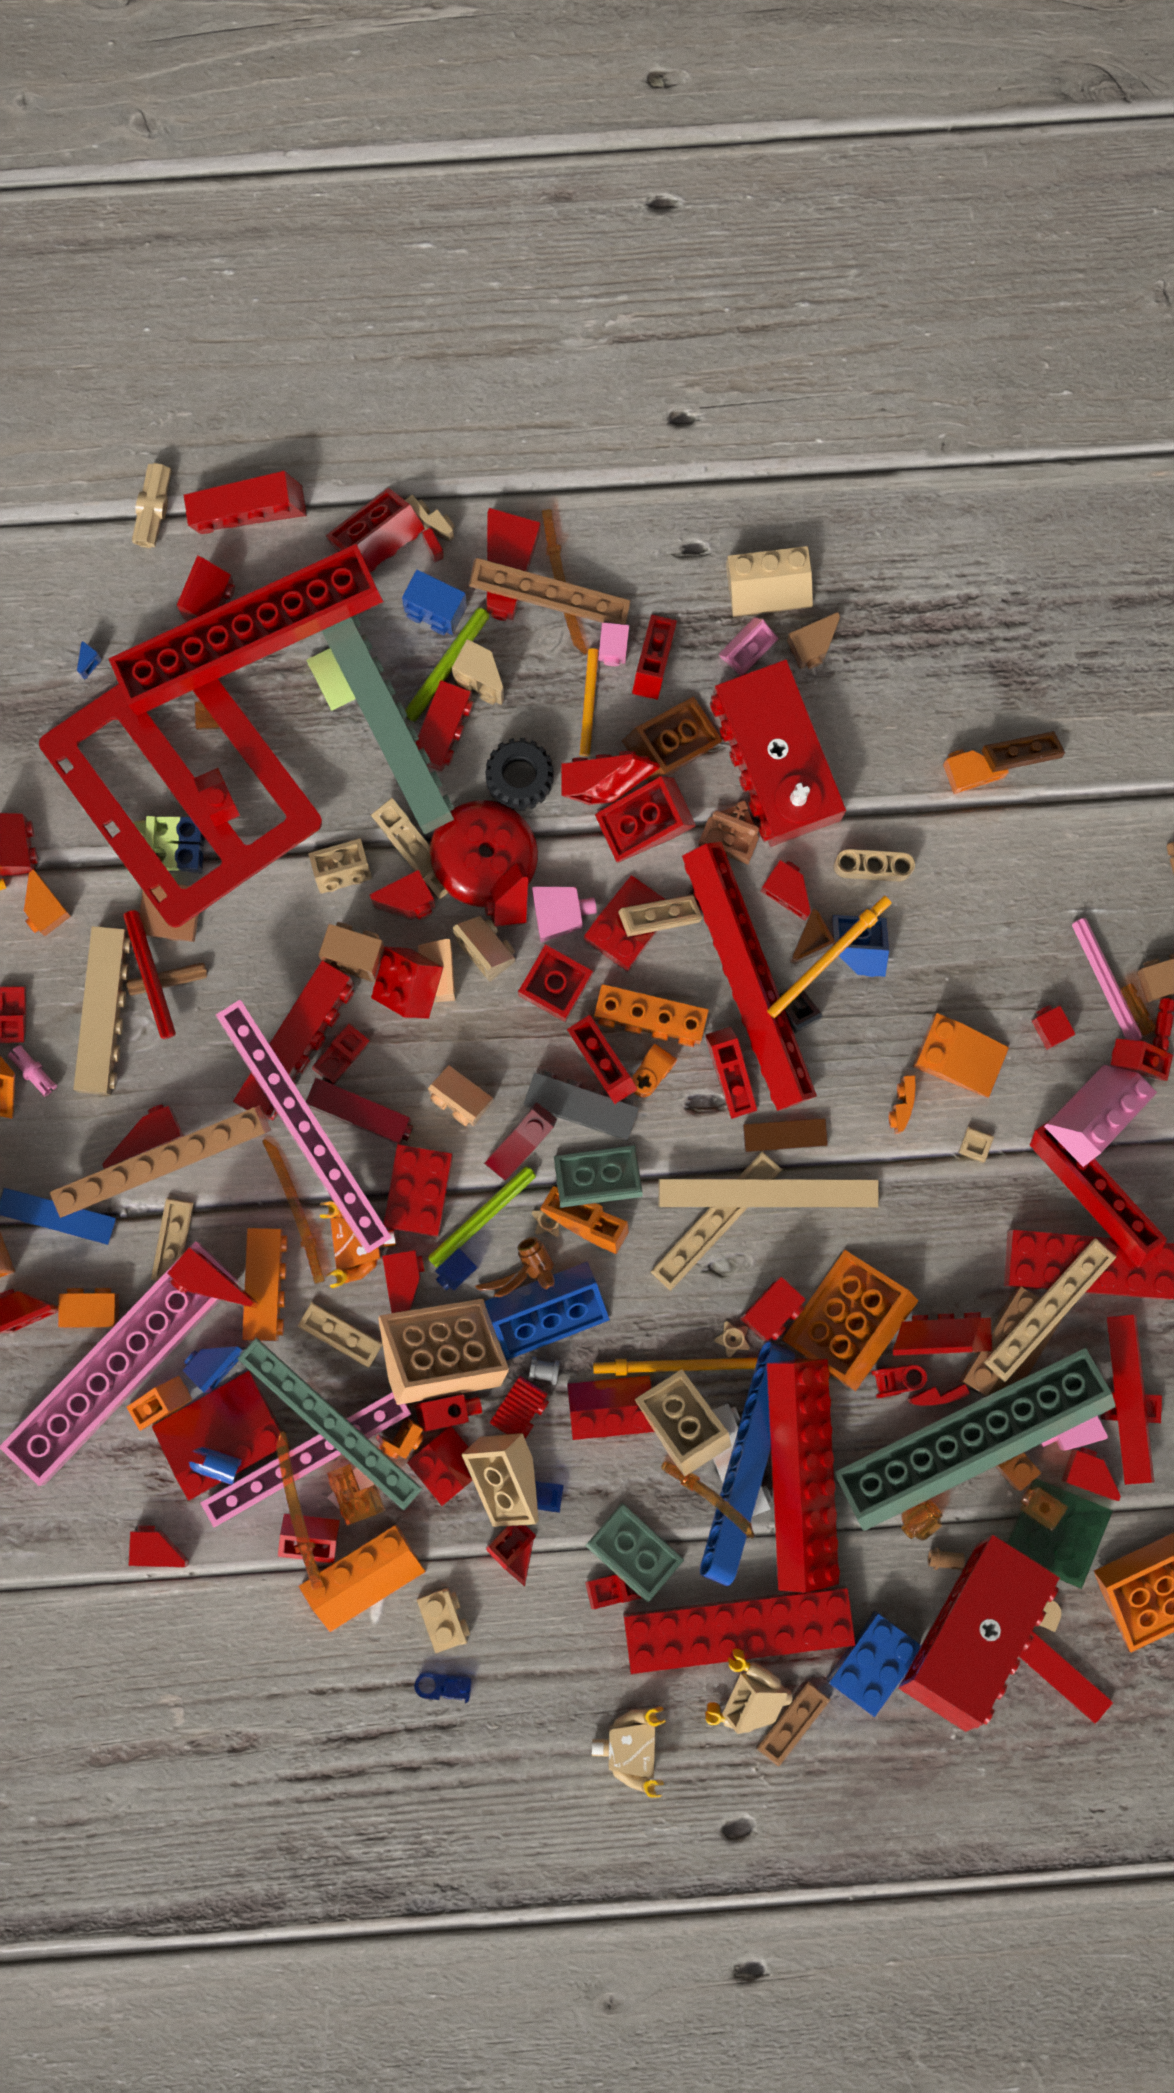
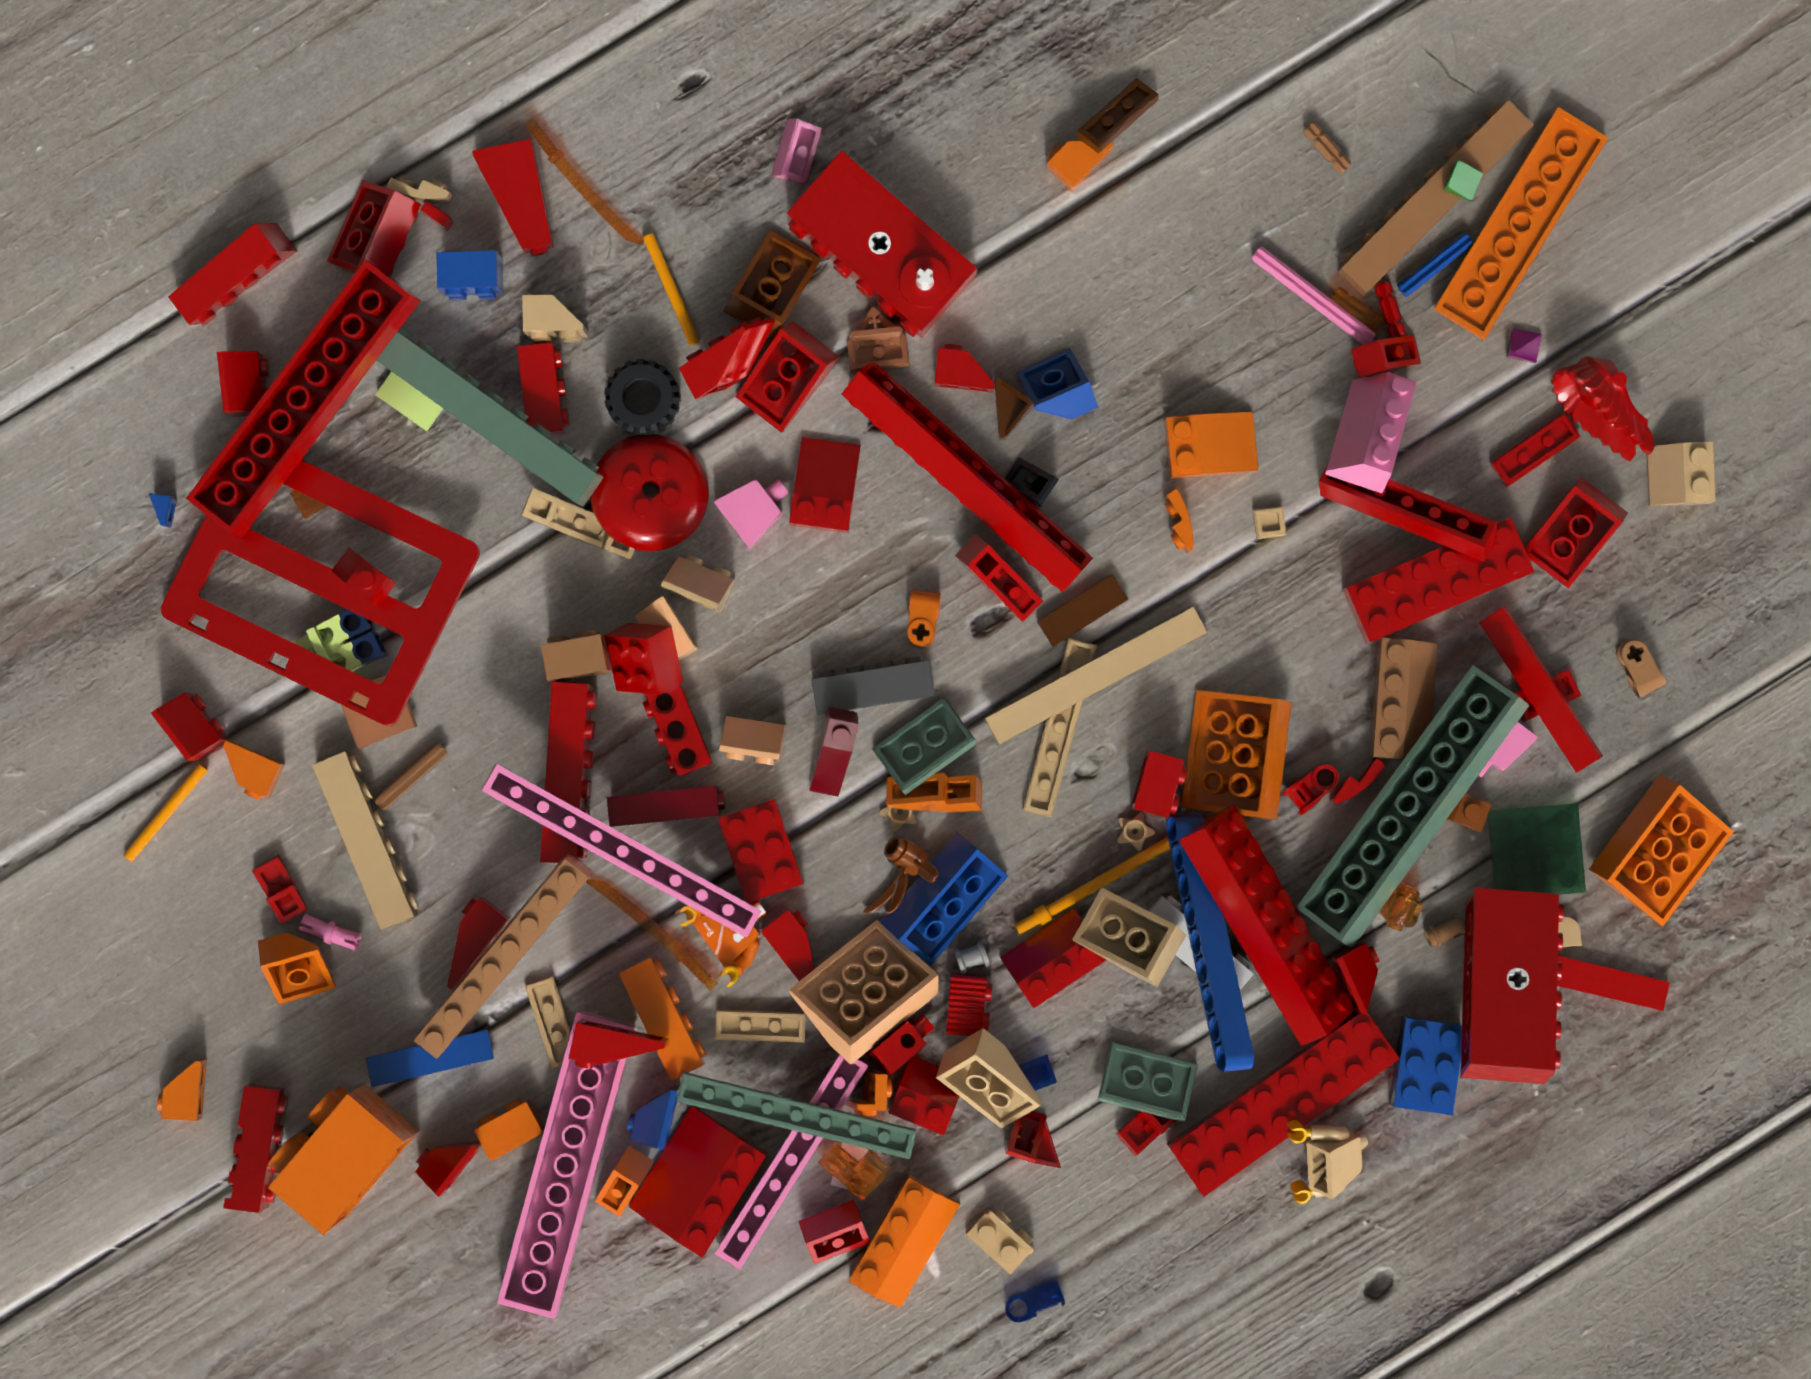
camera: 15 degrees left, 5 degrees up
(149, 974) = (392, 781): red axle -> none
(151, 505) = (141, 322): tan piece -> none
(154, 1549) = (694, 1319): red slope -> none
(216, 1465) = (711, 1211): blue piece -> none
(304, 1545) = (834, 1240): clear orange sword -> none
(340, 866) = (517, 578): tan bracket -> none
(340, 1054) = (616, 759): red slope -> none
(405, 898) = (598, 577): red slope -> none
(410, 1069) = (690, 739): none -> red brick
(445, 665) = (513, 325): lime axle -> none
(455, 1270) = (837, 907): clear blue brick -> none
(482, 1216) = (834, 842): lime axle -> none
(509, 897) = (697, 524): red slope -> none
(548, 592) = (576, 204): medium nougat plate -> none
(555, 983) = (785, 582): red brick -> none
(602, 1059) = (869, 632): red brick -> none
(613, 644) = (665, 220): bright pink brick -> none
(632, 1749) = (1242, 1265): tan torso -> none
(650, 1014) = (893, 563): orange brick -> none
(654, 657) = (711, 211): red slope -> none
(660, 915) = (851, 463): tan tile -> none
(693, 1482) = (1168, 988): clear orange sword -> none
(769, 581) = (784, 77): tan slope -> none
(793, 1723) = (1380, 1160): medium nougat tile -> none
(812, 641) = (857, 114): medium nougat slope -> none
(856, 1555) = (1357, 973): none -> red slope
(866, 919) = (1052, 363): light orange bar -> none
(886, 860) = (1041, 293): tan beam -> none
(944, 1335) = (1333, 723): red slope -> none
(1042, 1507) = (1509, 836): clear orange brick -> none
(1049, 1309) = (1420, 645): tan tile -> none
(1052, 1026) = (1284, 369): red brick -> none
(1090, 1474) = (1538, 779): red slope -> none

